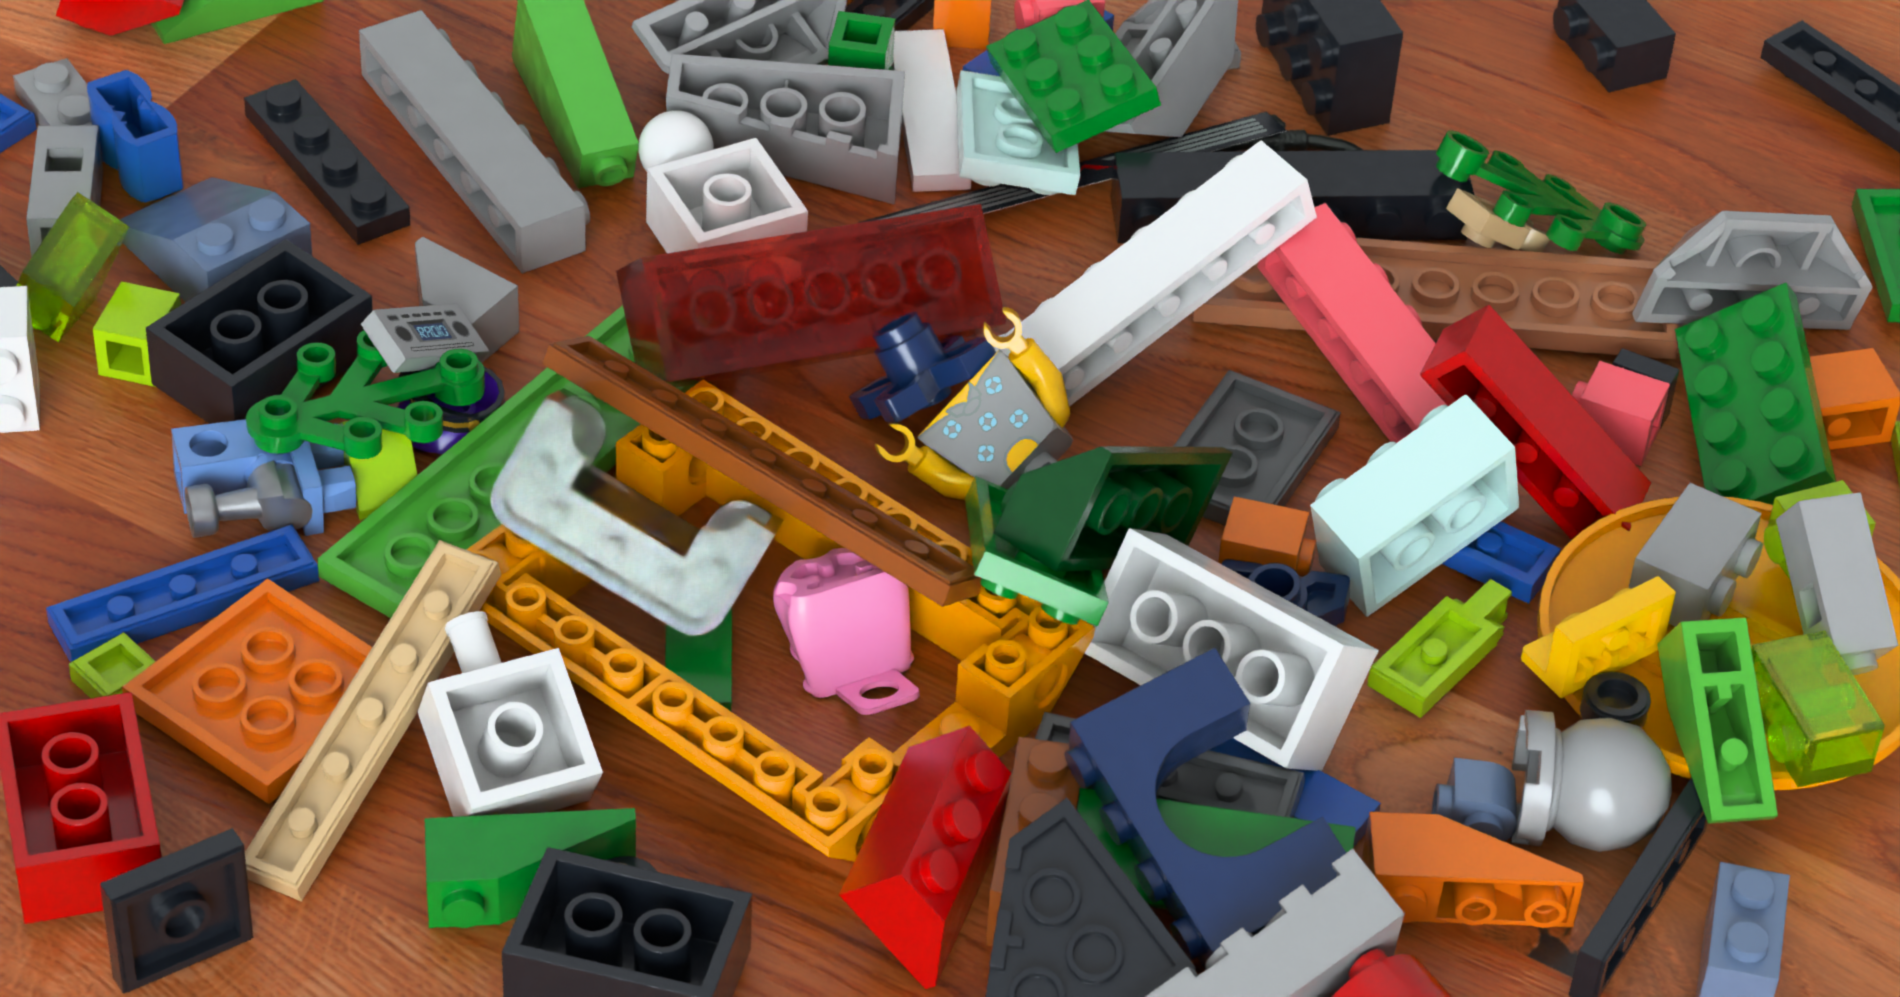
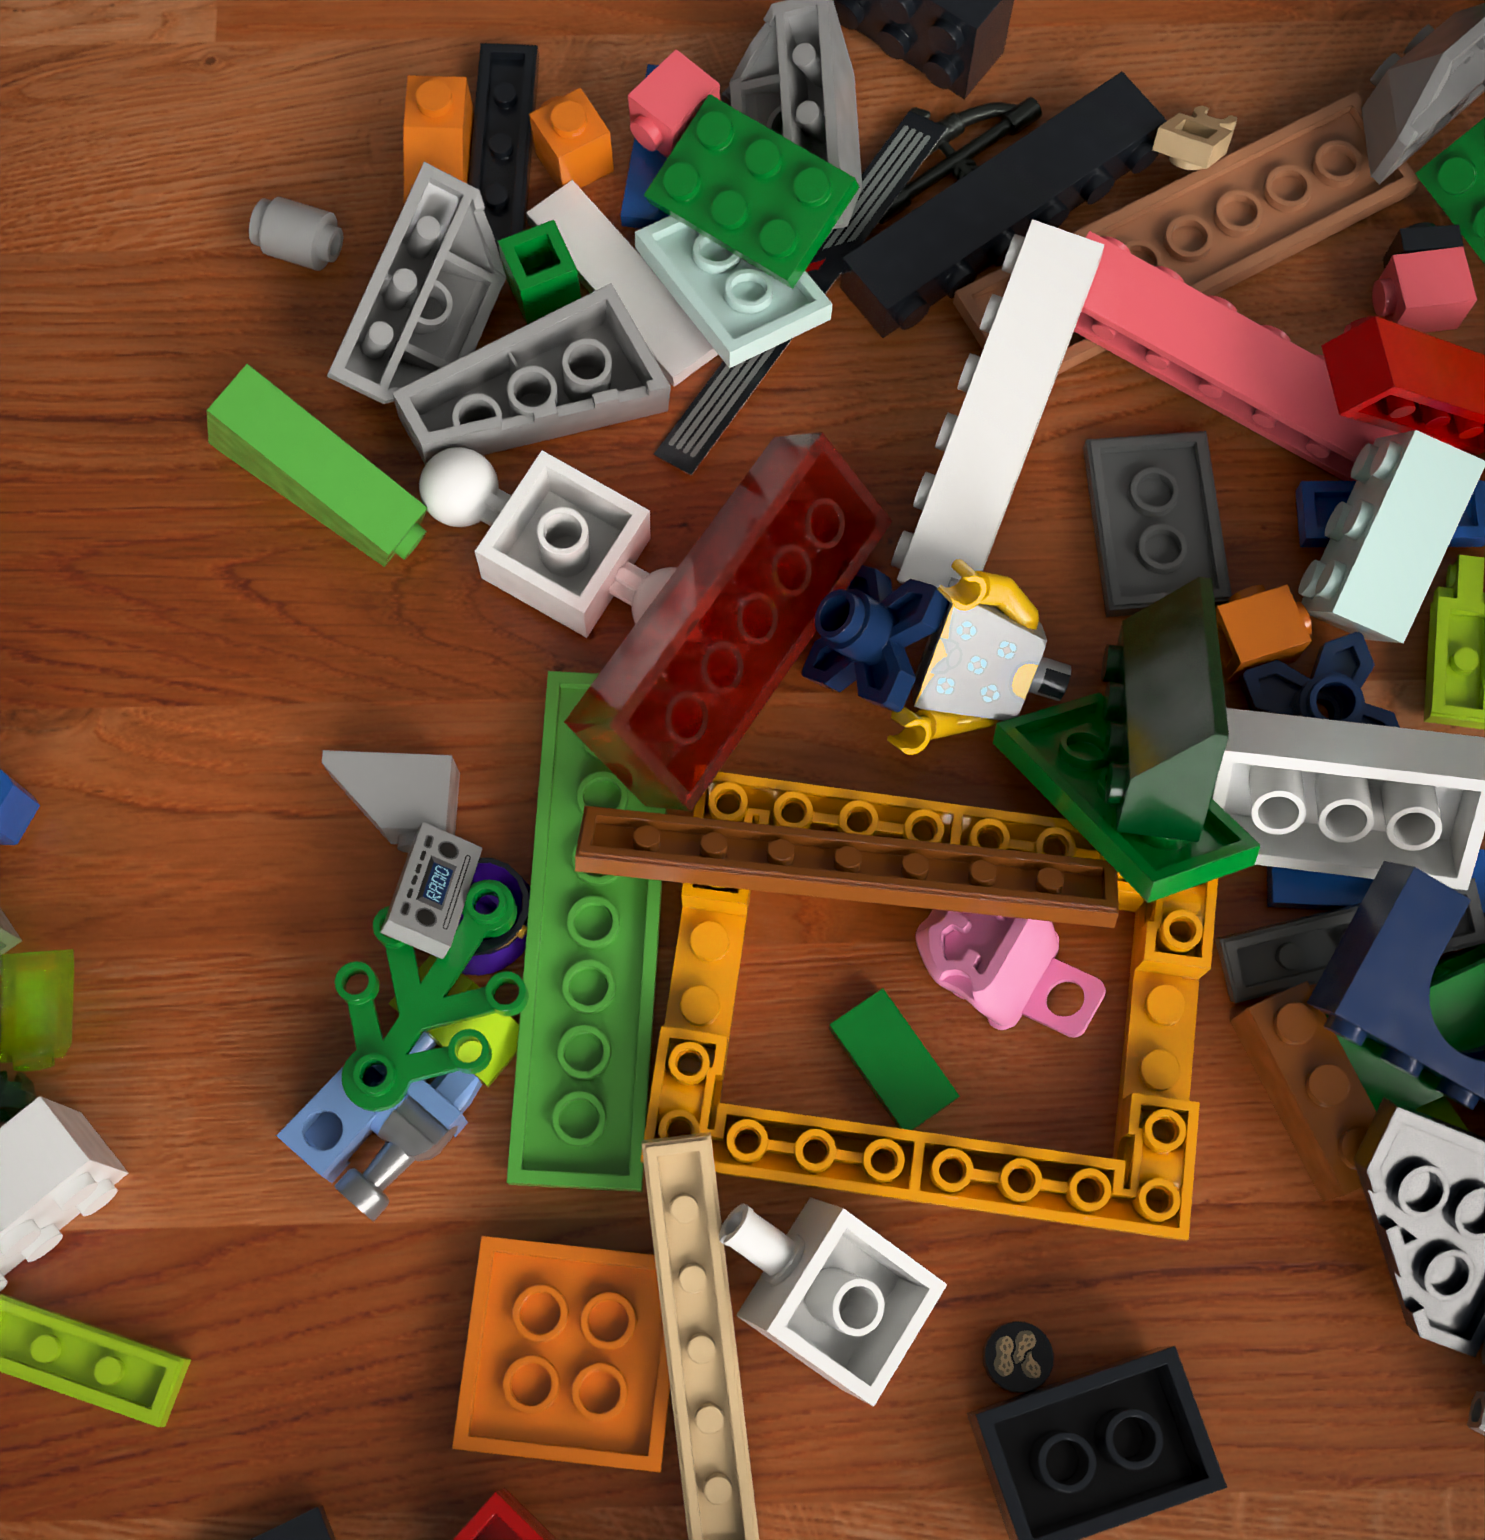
camera: 30 degrees left, 30 degrees up
(109, 667) = (420, 1416): lime tile -> none
(122, 331) = (142, 1016): lime brick -> none
(181, 592) = (406, 1287): blue tile -> none
(211, 232) = (122, 855): sand blue slope -> none
(246, 330) = (266, 964): black brick -> none
(327, 161) = (142, 683): black plate -> none
(474, 141) = (261, 581): light grey brick -> none
(487, 862) = (918, 1411): green slope -> none
(616, 533) = (771, 994): clear smoke windscreen -> none
(930, 849) = (1269, 1183): red slope -> none
(1575, 216) = (1276, 75): green plant -> none

